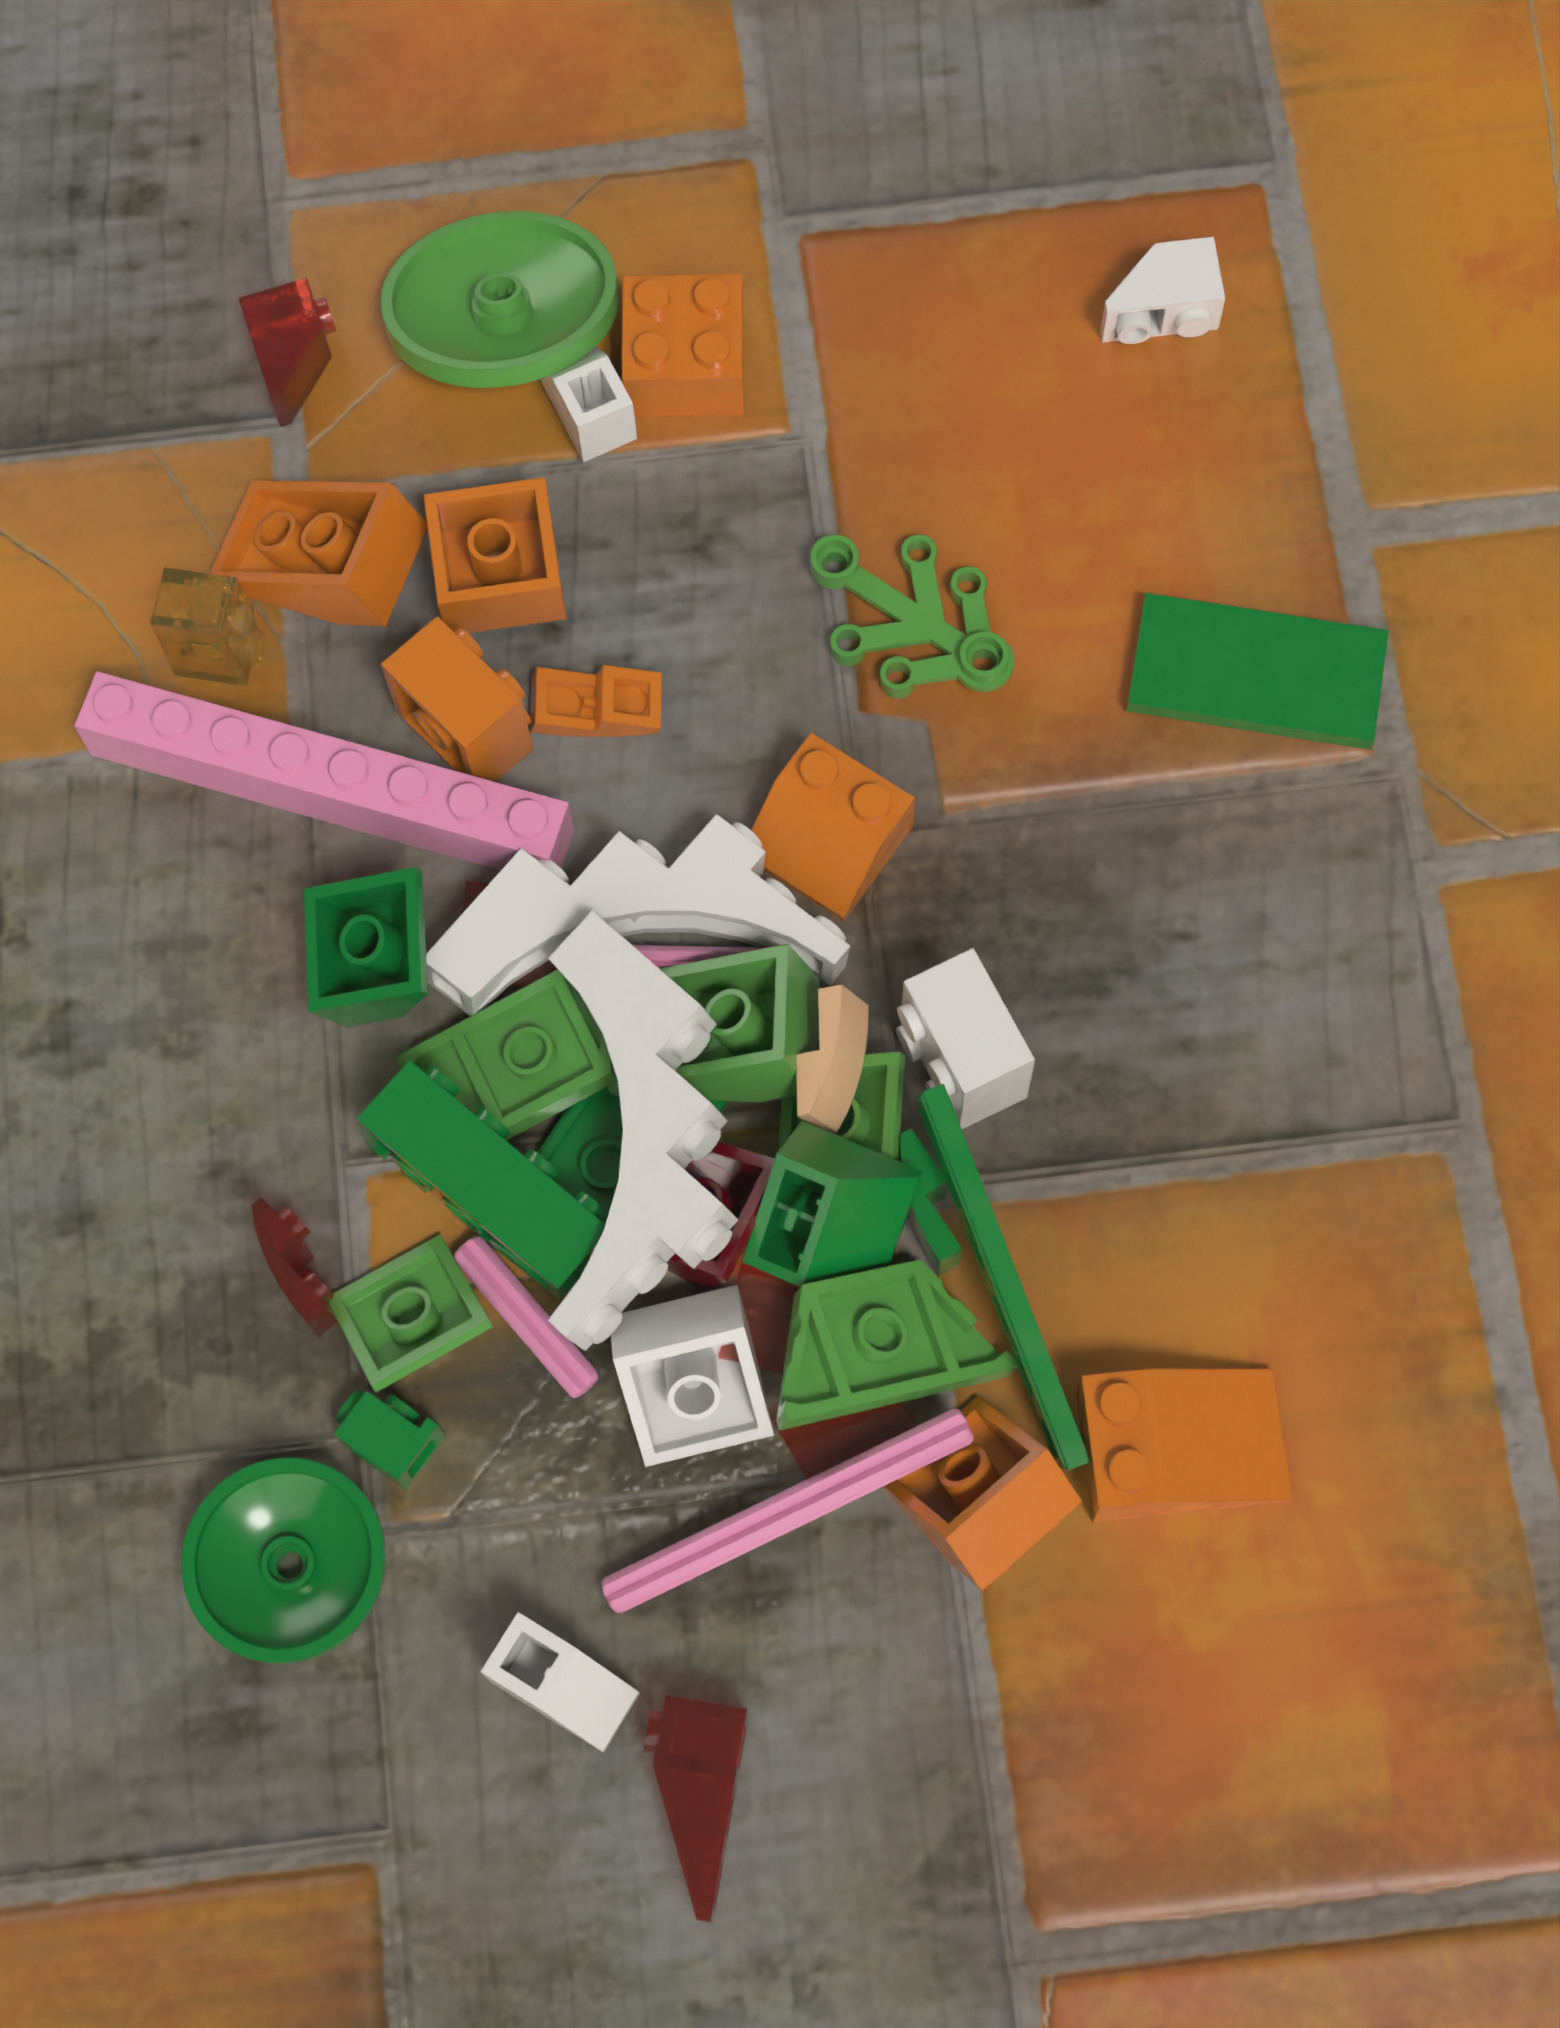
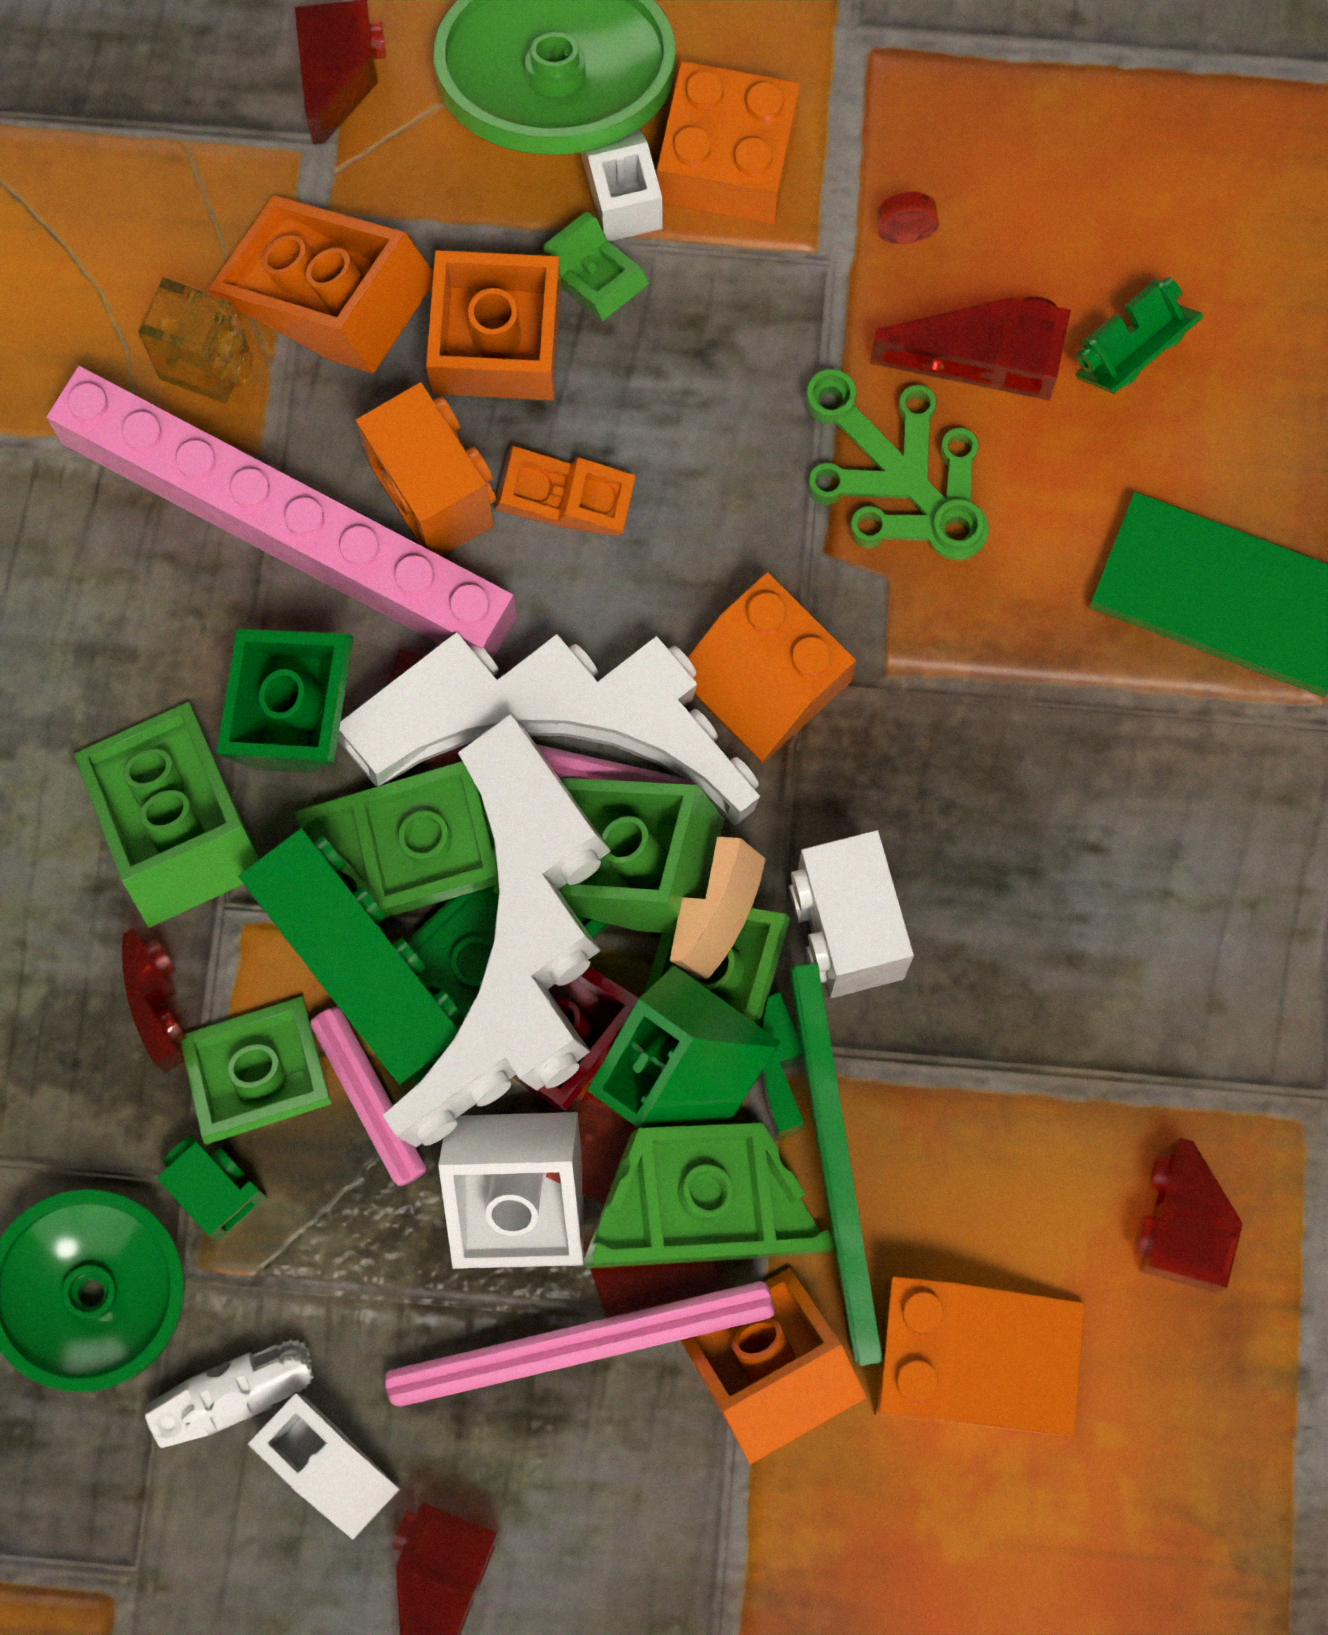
camera: 10 degrees right, 5 degrees up
(271, 1084) = (167, 814): none -> bright green slope
(448, 1634) = (229, 1393): none -> white hinge
(579, 487) = (594, 268): none -> bright green bracket
(871, 382) = (907, 218): none -> clear red tile
(976, 484) = (990, 345): none -> clear red slope
(1100, 467) = (1117, 354): none -> green hinge
(1167, 293) = (1226, 184): white slope -> none
(1361, 1271) = (1192, 1224): none -> clear red slope

